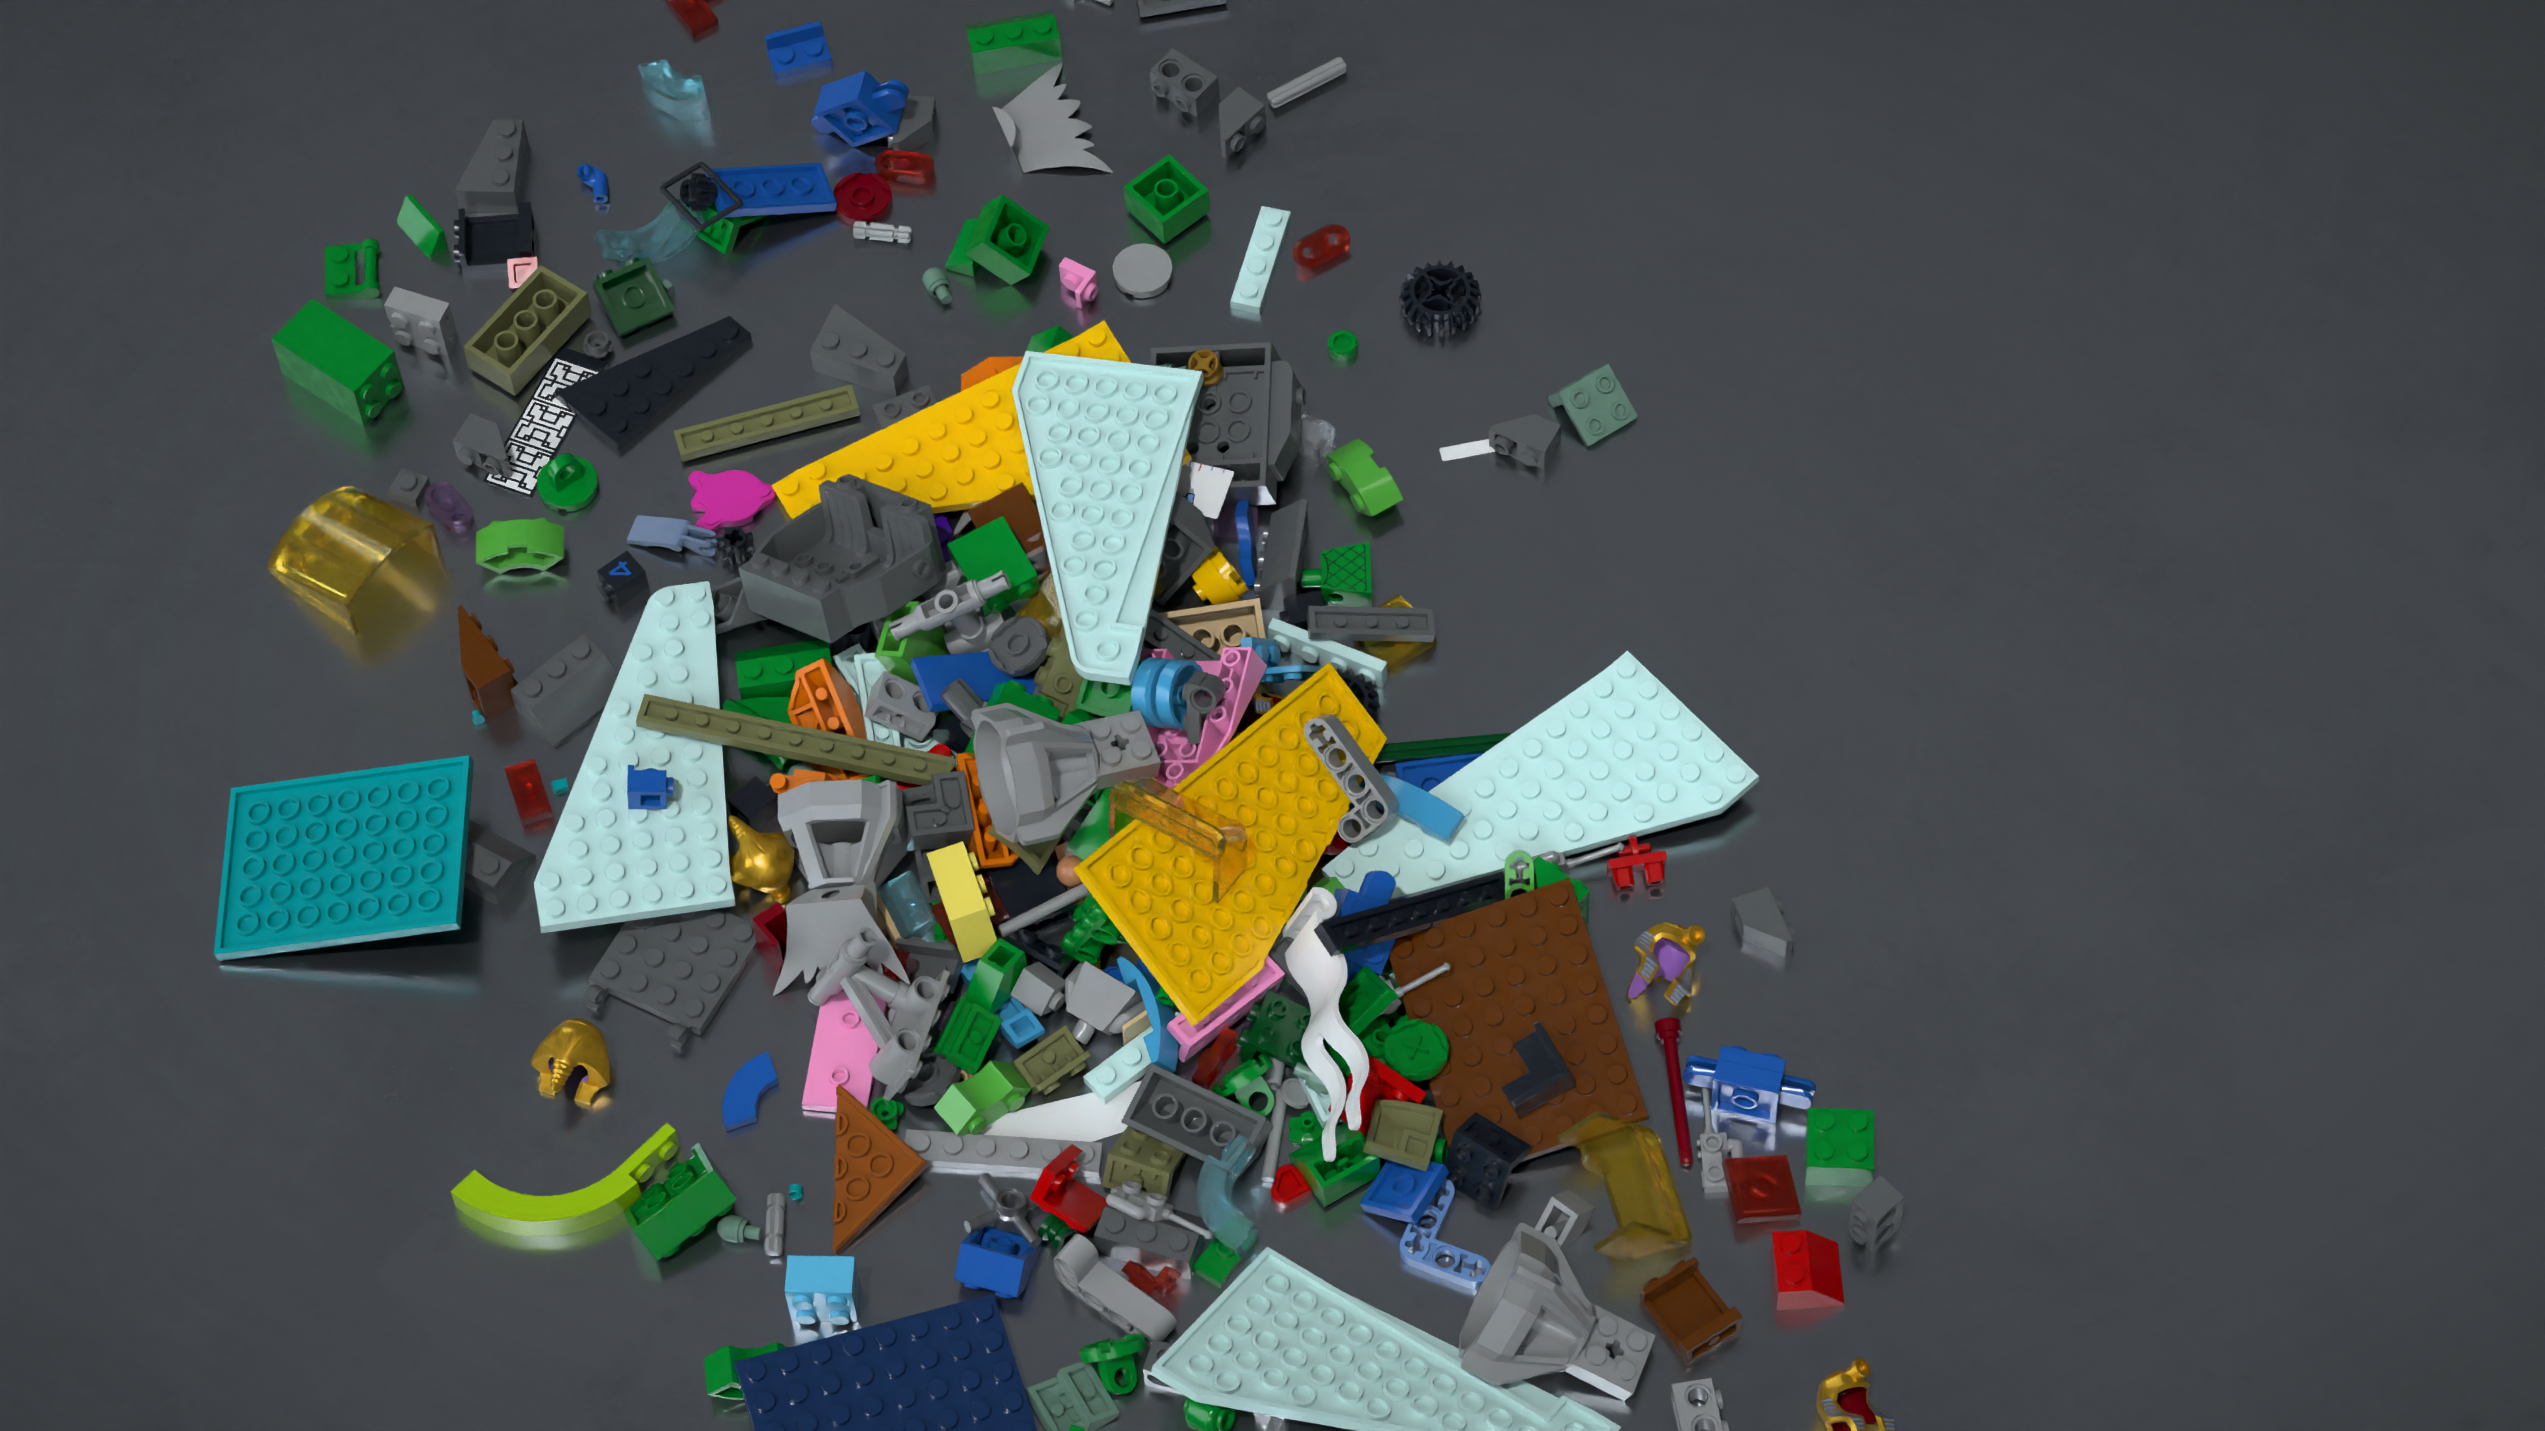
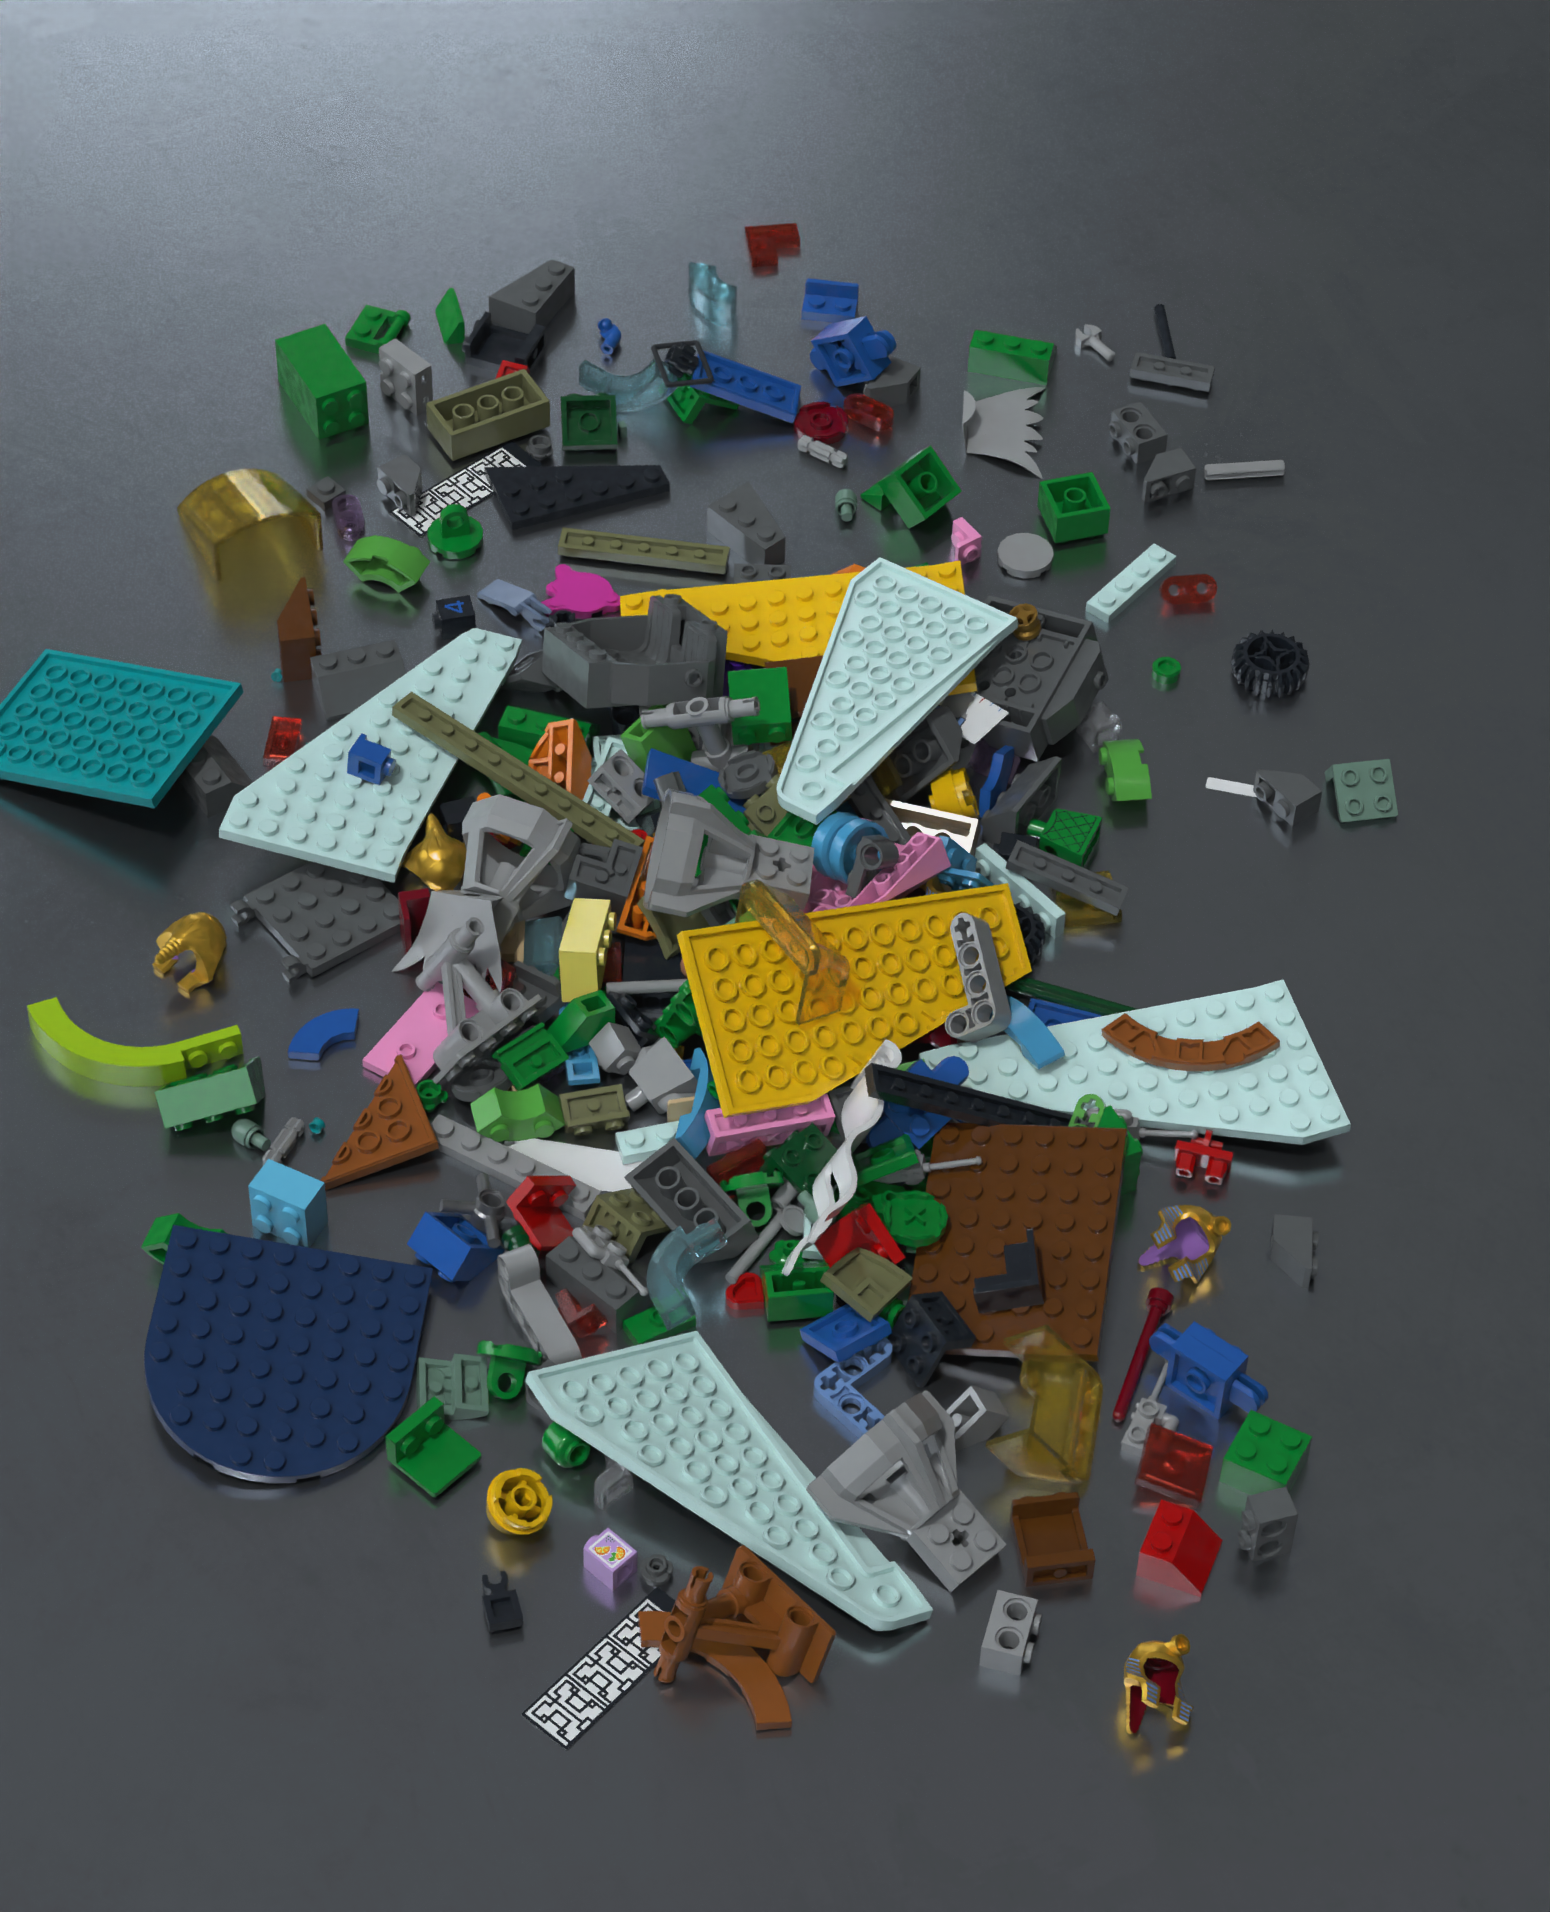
camera: 20 degrees right, 10 degrees down
(1577, 767) = (1190, 1053): none -> dark orange tile

